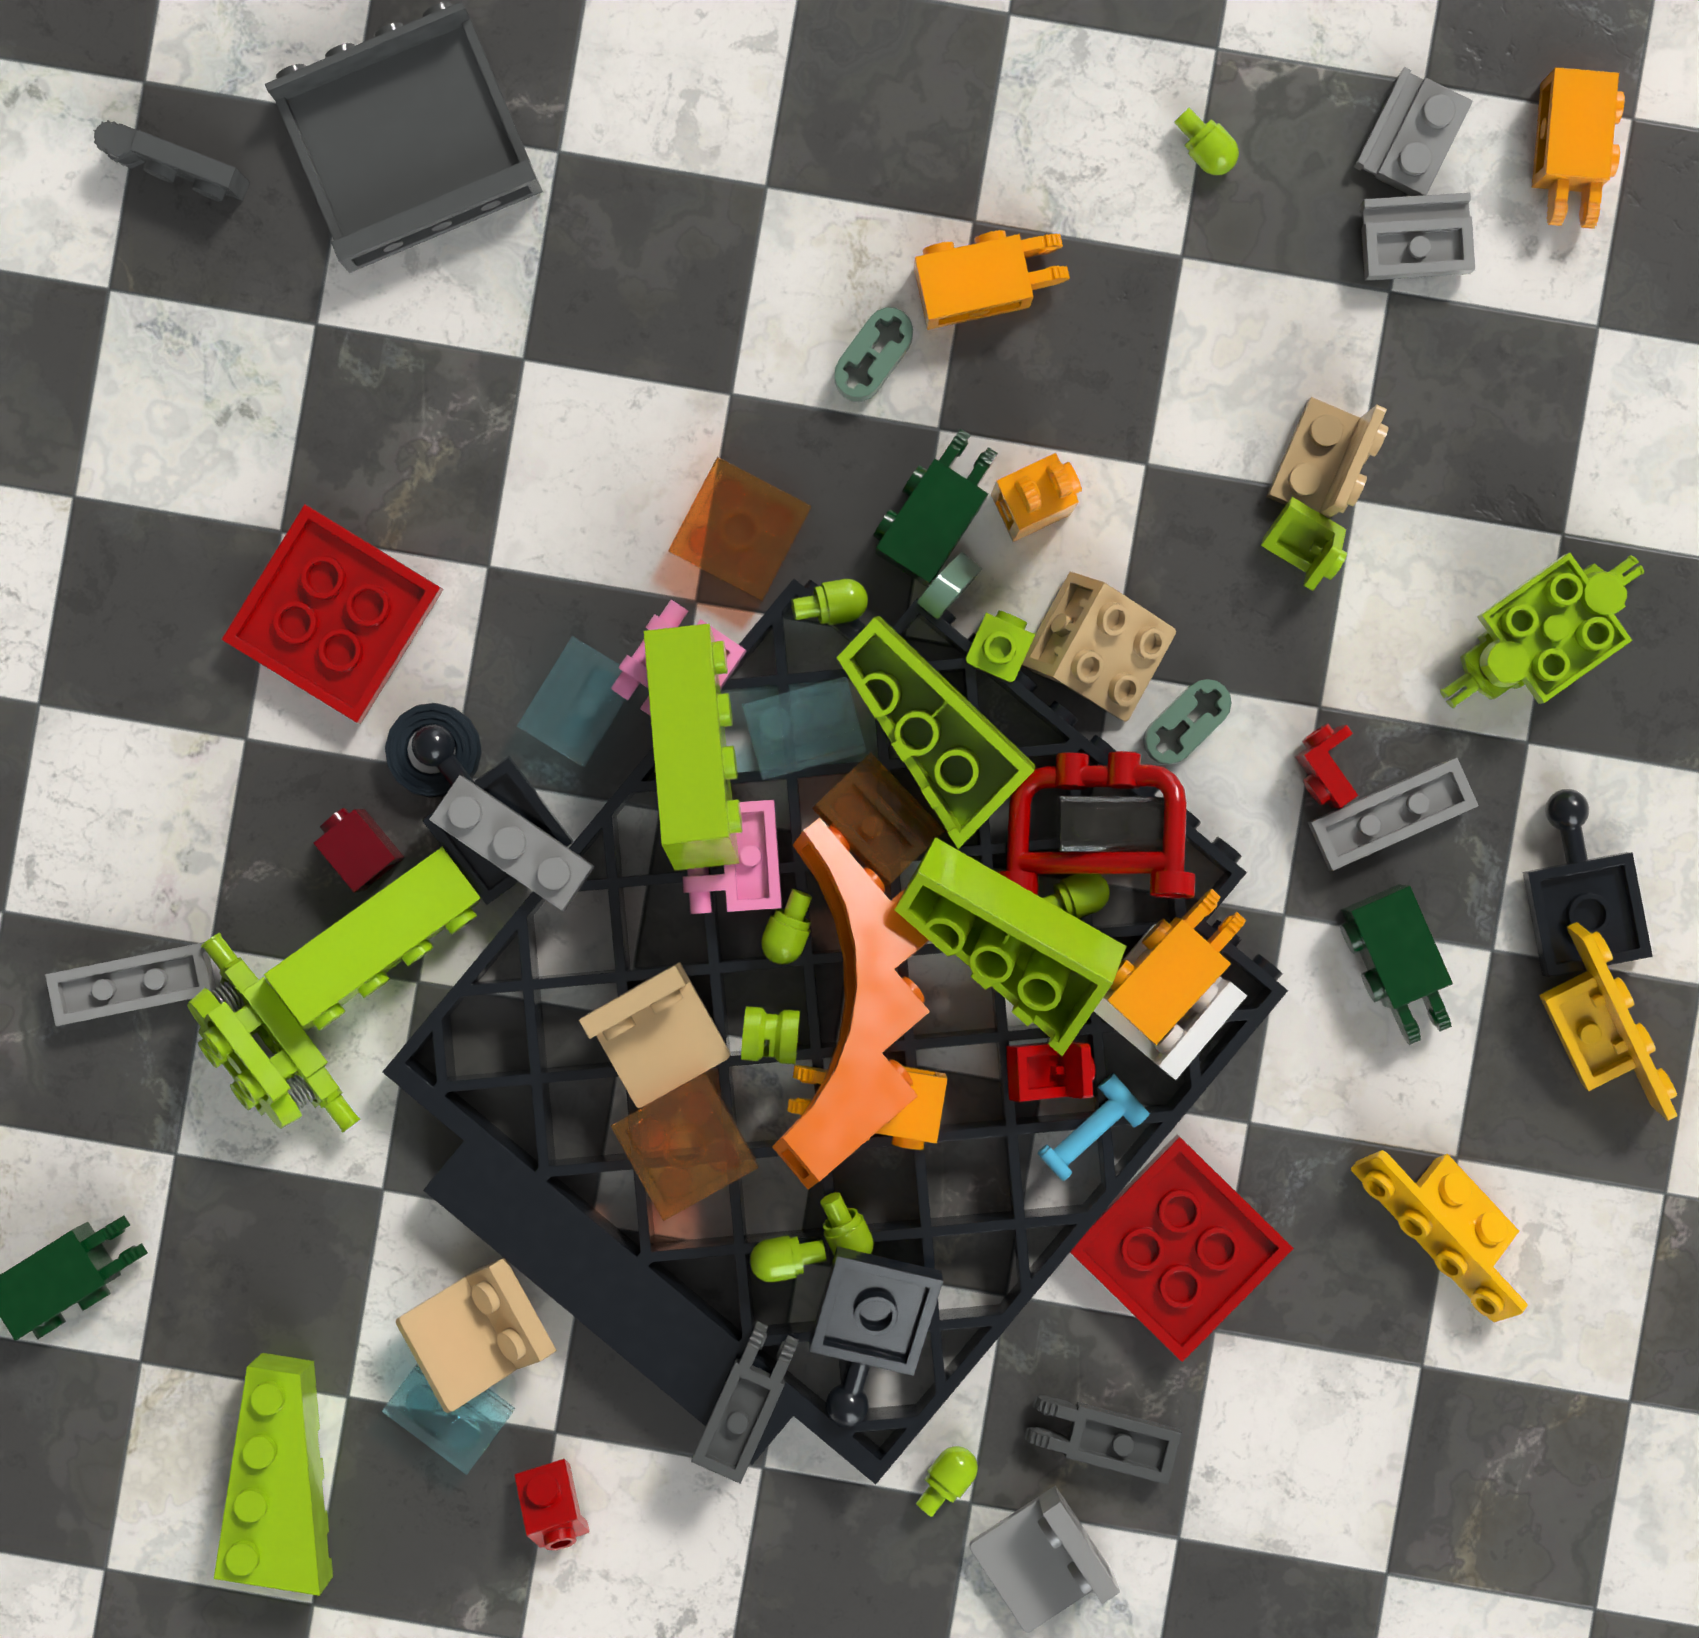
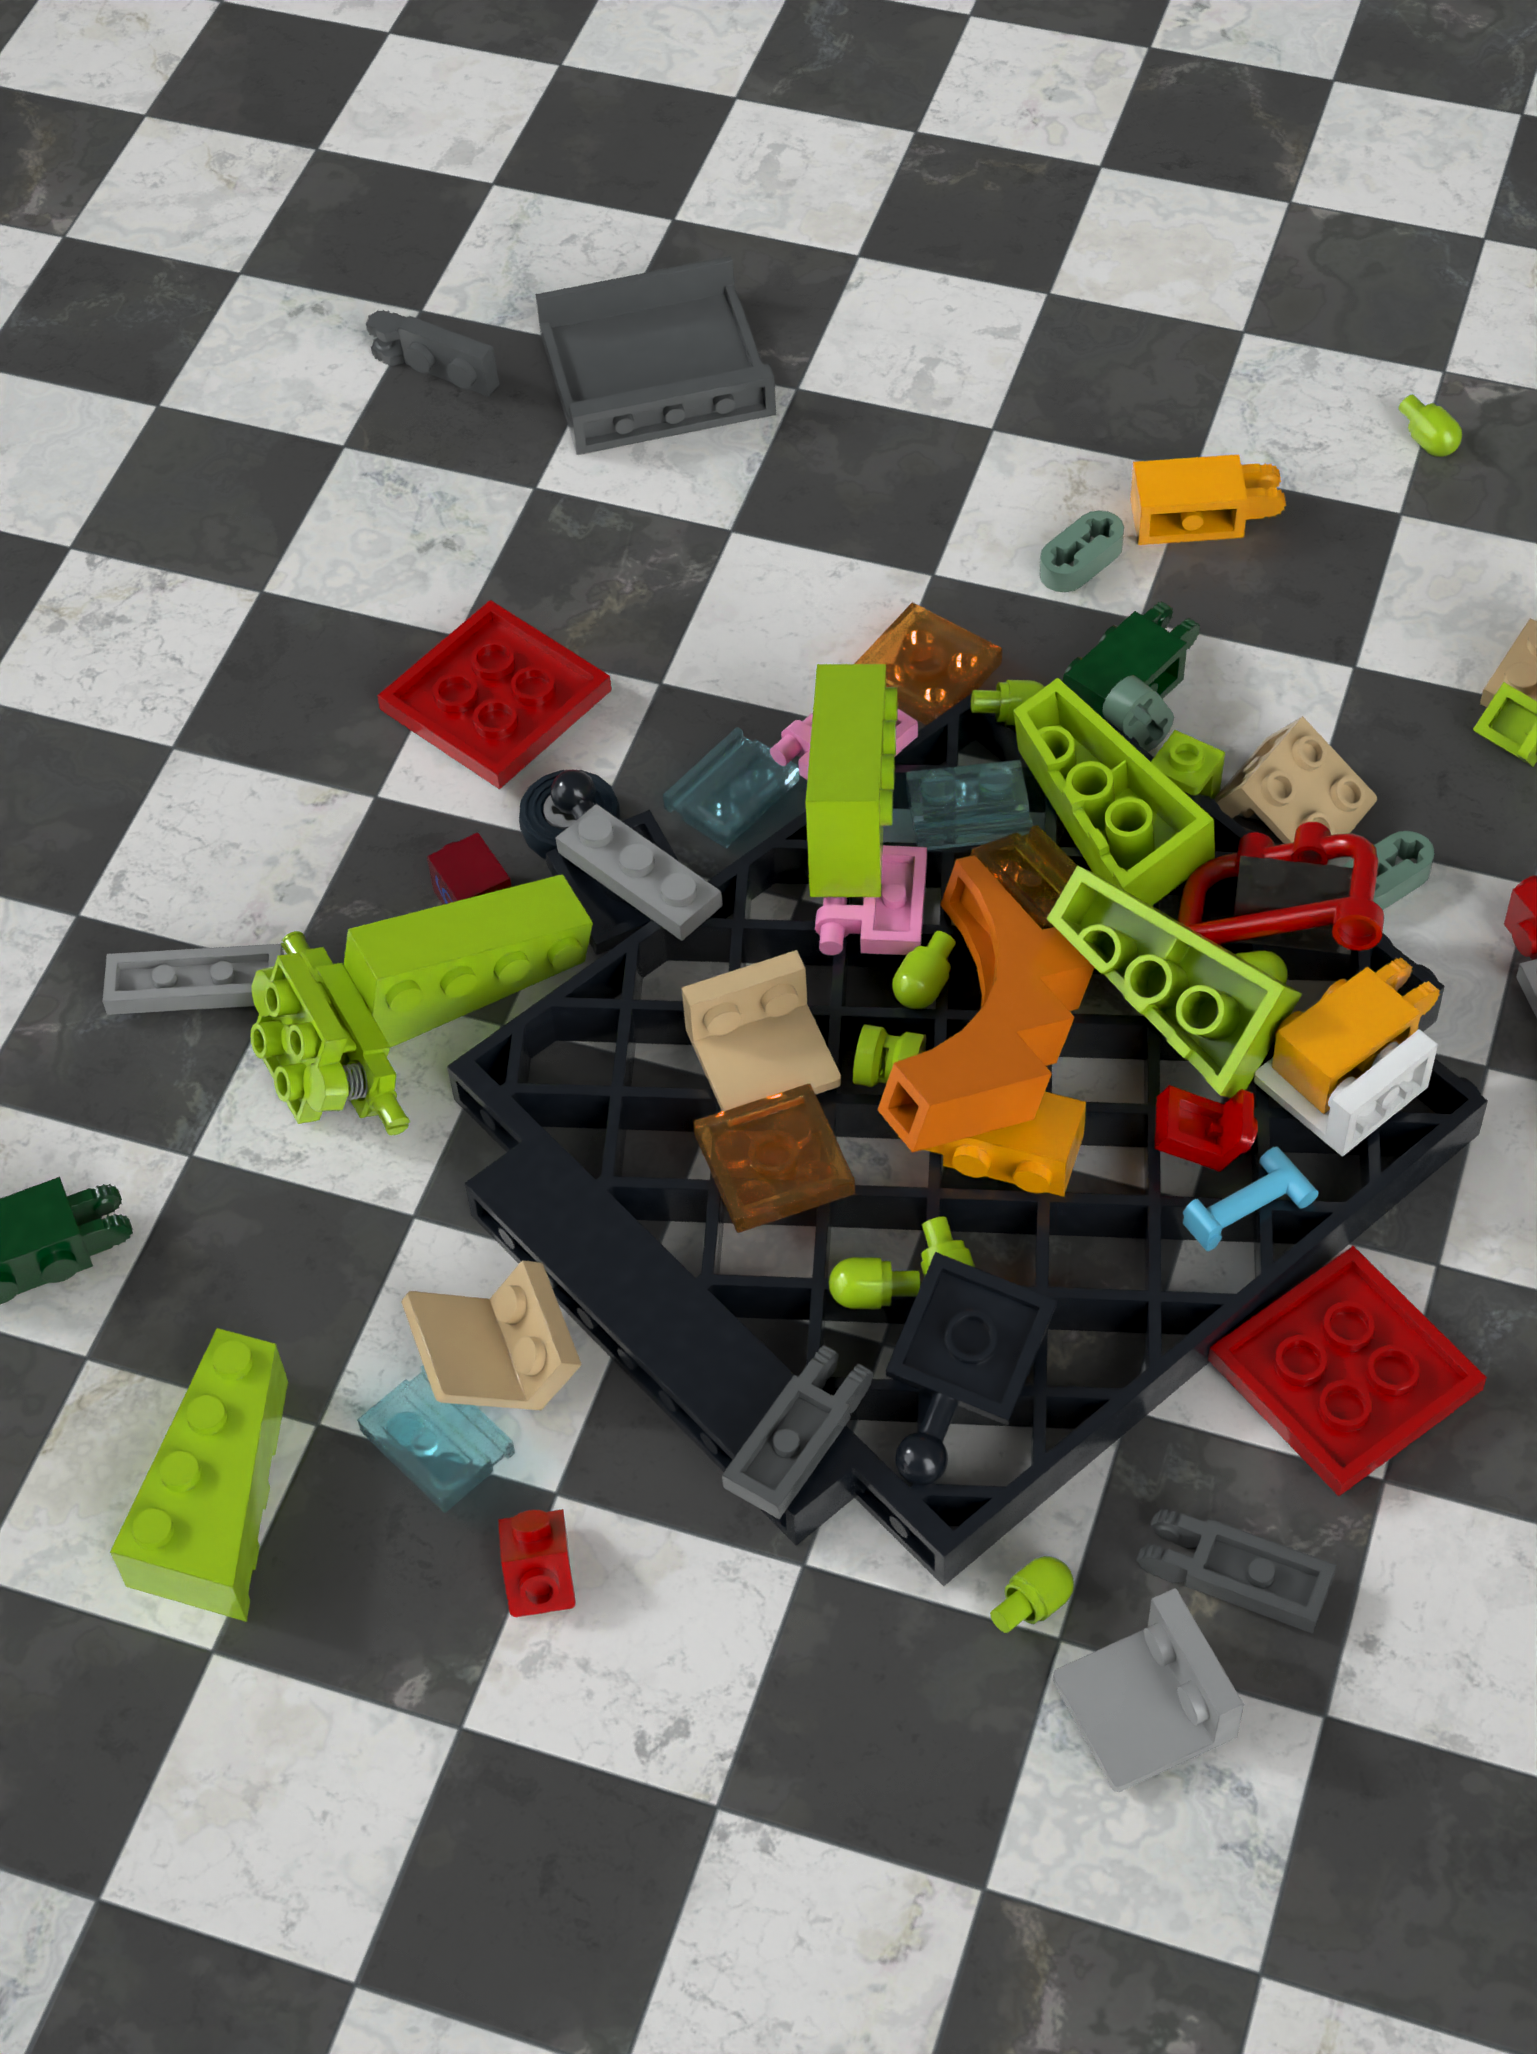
camera: 10 degrees right, 35 degrees down
(1036, 496) = (1236, 644): light orange hinge -> none

